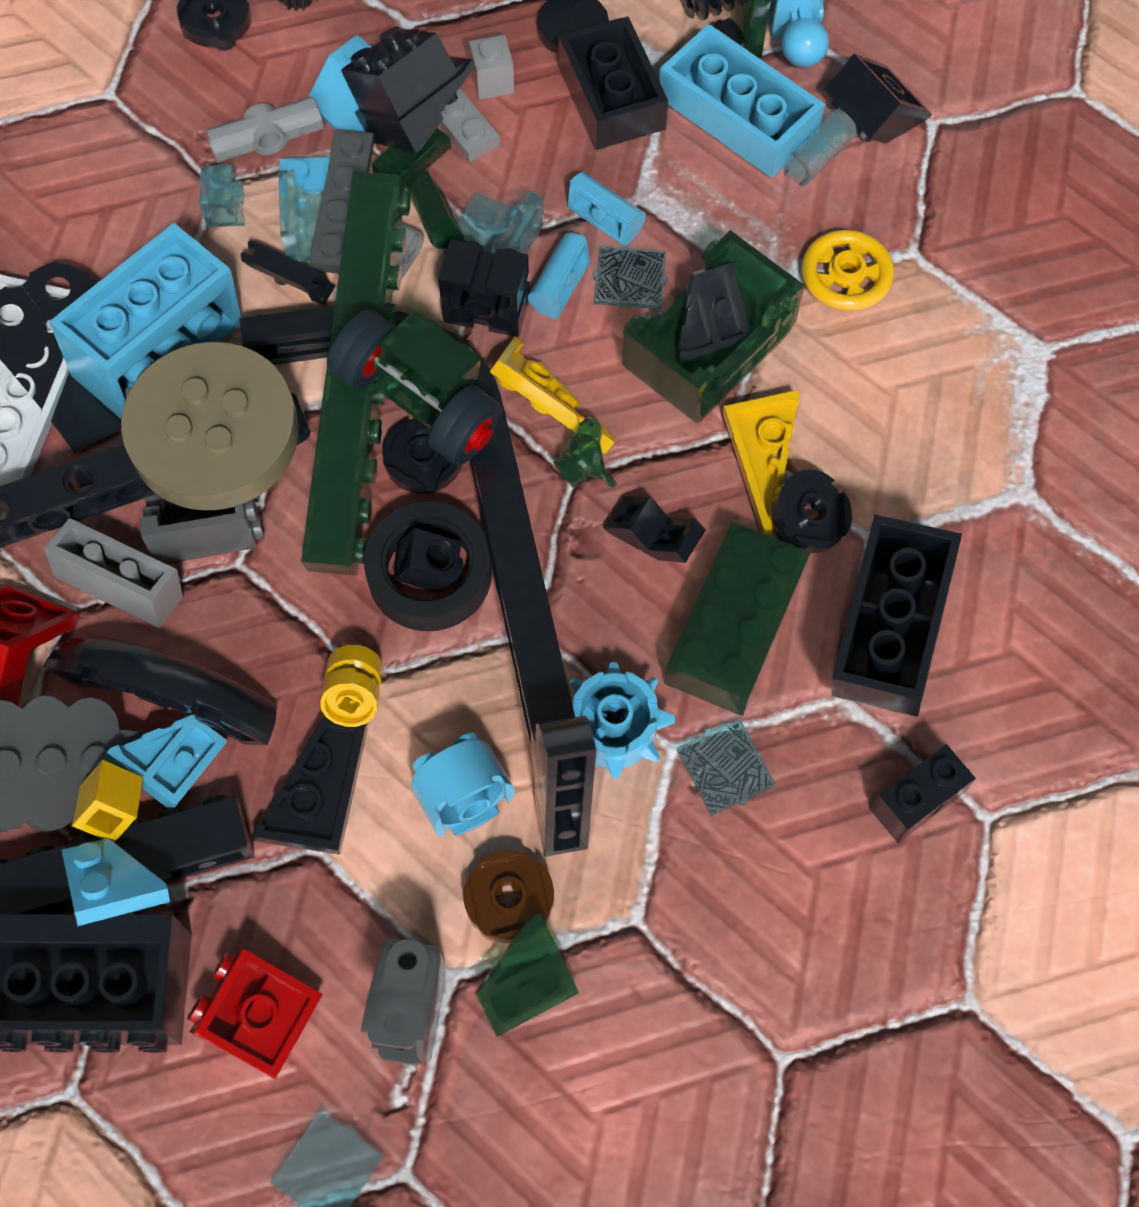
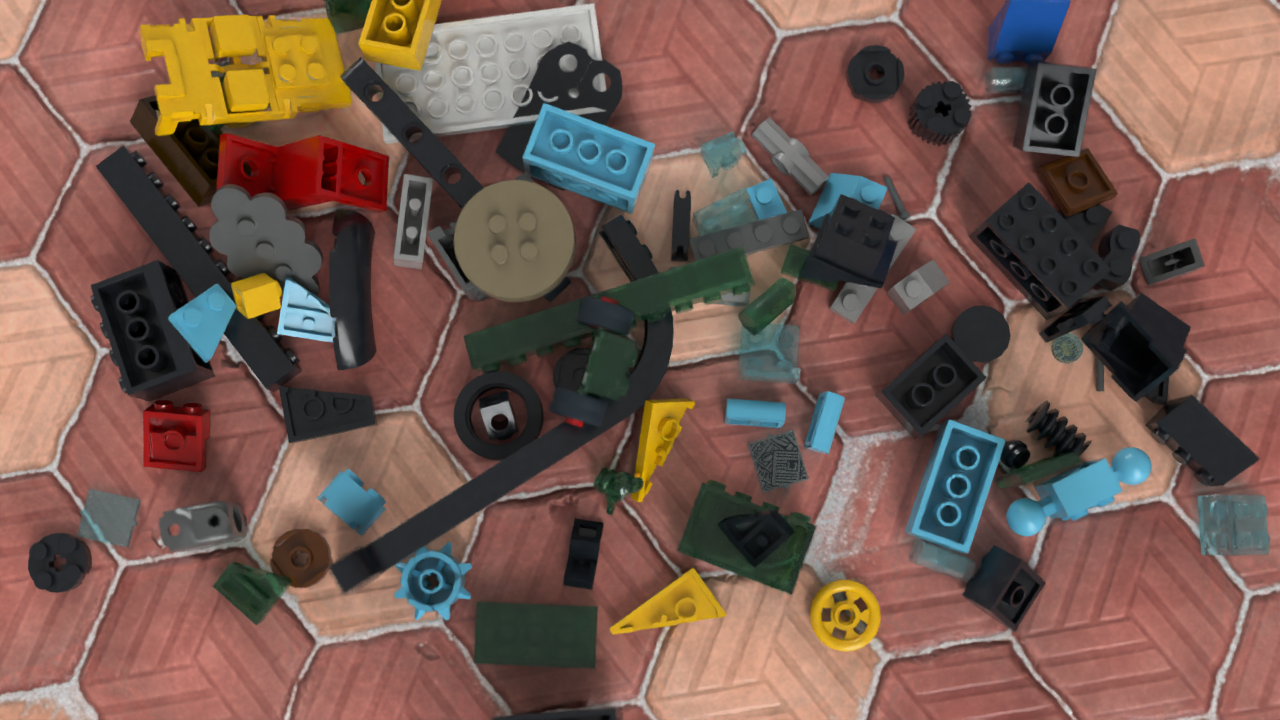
camera: 70 degrees right, 15 degrees up
(351, 686) = (387, 406): yellow wheel -> none
(484, 287) = (714, 367): black brick -> none
(725, 767) = (437, 661): clear light blue piece -> none
(793, 522) = (626, 670): black plate -> none

